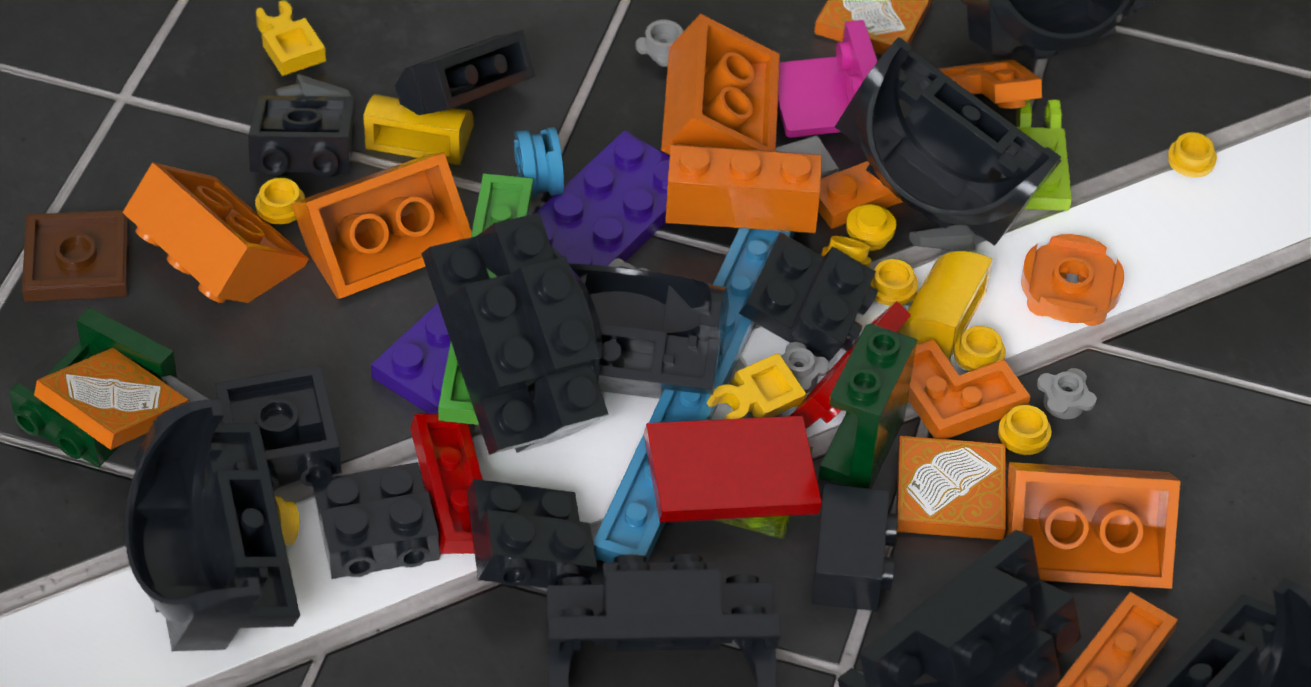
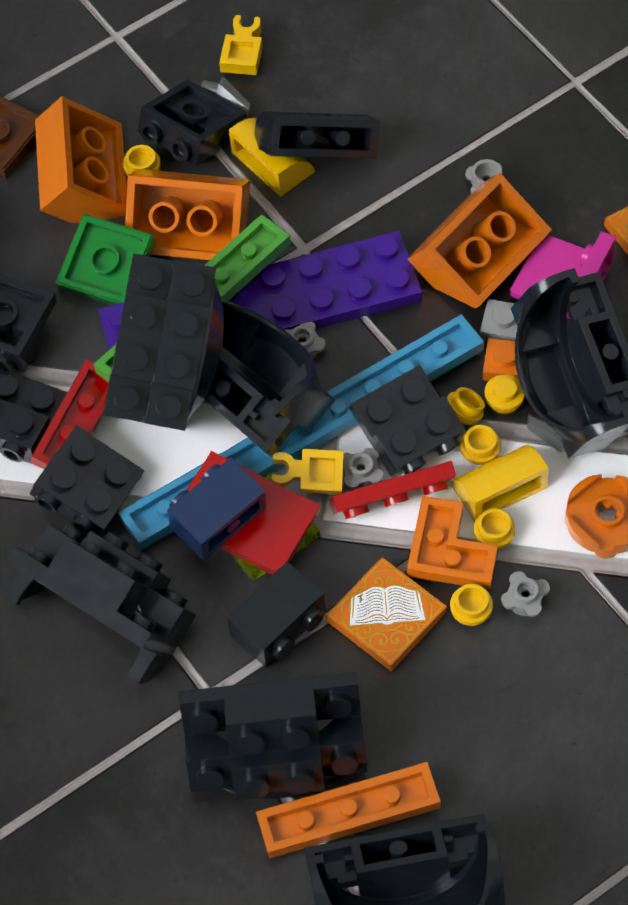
camera: 45 degrees right, 10 degrees up
(335, 313) = (102, 259): none -> green plate
(541, 159) = (315, 224): dark azure wheel -> none
(715, 468) = (216, 507): none -> dark blue brick
(743, 188) = (428, 314): orange slope -> none
(875, 400) = (358, 525): dark green panel -> none
(1096, 522) = (448, 697): orange slope -> none

